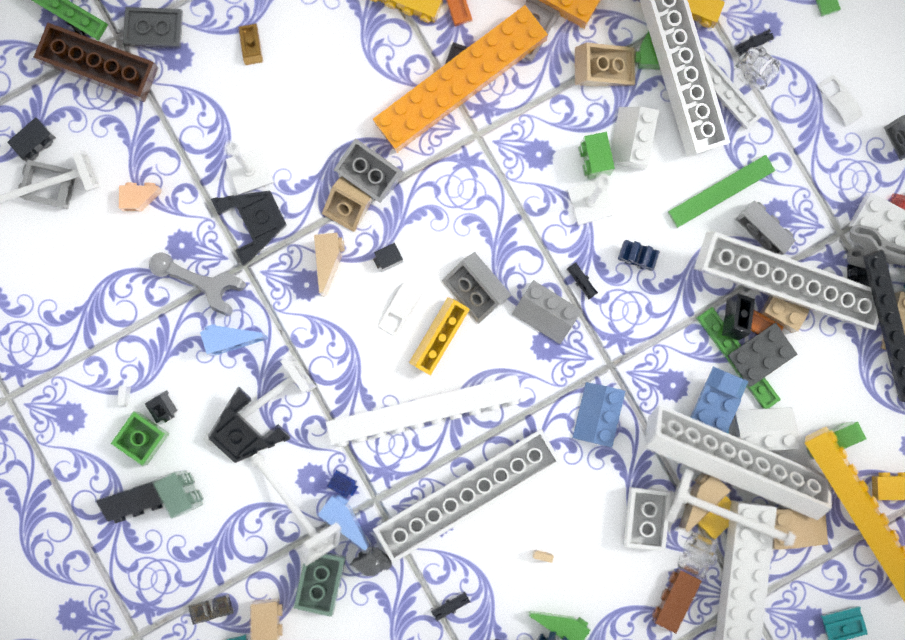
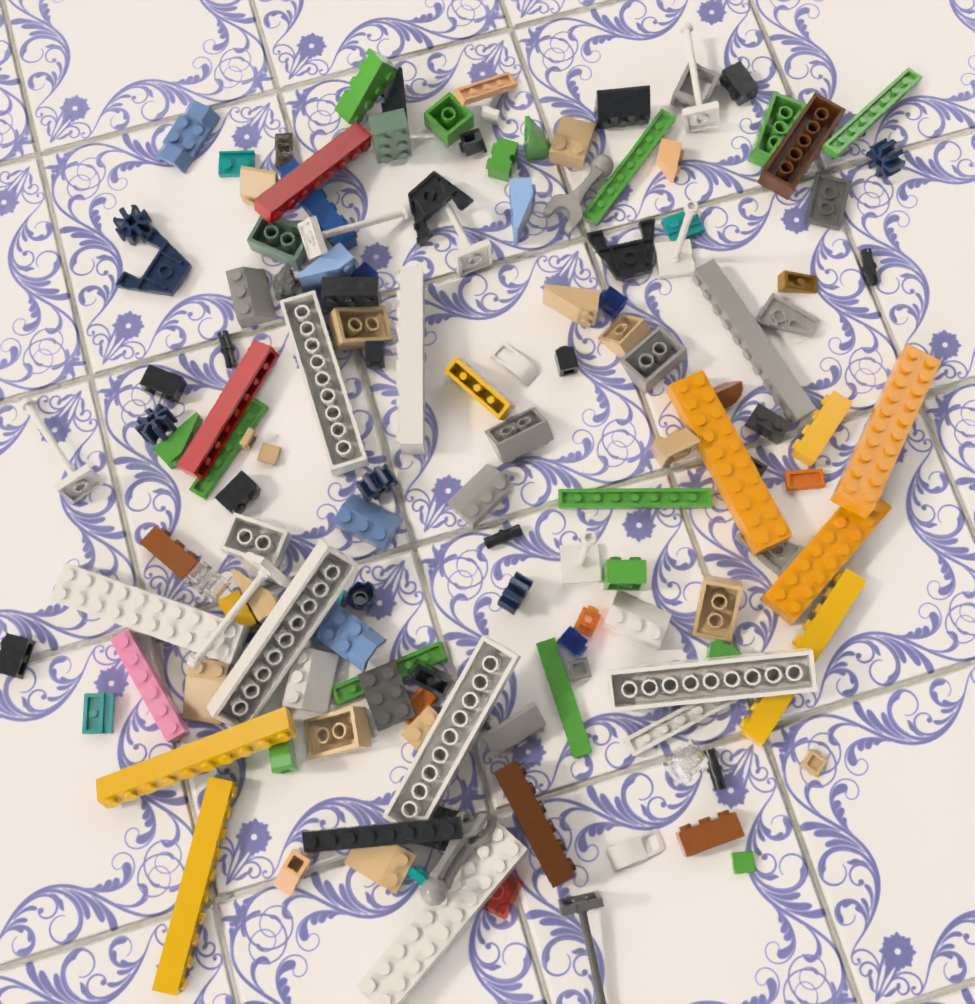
camera: 105 degrees right, 10 degrees down
(78, 93) = (775, 124): none -> bright green wedge
(89, 255) = (622, 107): none -> black slope
(95, 407) = (485, 89): none -> light nougat tile
(127, 535) = (366, 87): none -> bright green wedge
(136, 302) = (571, 143): none -> tan slope
(149, 339) = (535, 141): none -> bright green slope
(153, 236) = (629, 166): none -> bright green plate
(167, 371) = (503, 156): none -> bright green brick
(210, 169) = (673, 223): none -> teal plate
(239, 566) = (312, 173): none -> brick
(267, 558) = (325, 212): none -> blue brick
(291, 49) = (787, 317): none -> light grey wing
(313, 224) = (612, 302): none -> clear blue brick
(325, 77) = (753, 342): none -> light grey brick
(368, 490) = (350, 291): none -> black slope
(386, 92) = (729, 392): none -> dark orange brick
(388, 597) = (250, 296): none -> light grey slope
(398, 474) = (355, 325): none -> tan slope
(411, 48) = (768, 423): none -> black brick
(425, 451) = (375, 354): none -> black brick
(456, 133) = (674, 447): none -> tan slope
(515, 162) = (634, 498): none -> bright green plate
(518, 585) = (228, 410): none -> brick
(551, 532) = (269, 454): none -> tan tile
(554, 574) = (250, 419): none -> bright green tile
(561, 414) = (376, 483): none -> dark blue gear
(600, 550) = (238, 493): none -> black brick
(651, 189) = (584, 627): none -> clear orange brick
(670, 192) = (573, 642): none -> clear blue brick
(675, 400) = (361, 595): none -> dark blue hair
(691, 182) = (579, 669): none -> light grey tile
(807, 392) = (337, 732): none -> tan slope
(809, 581) = (150, 686): none -> bright pink brick
(812, 37) = (709, 833): none -> dark orange brick
(850, 188) = (534, 824): none -> reddish brown brick

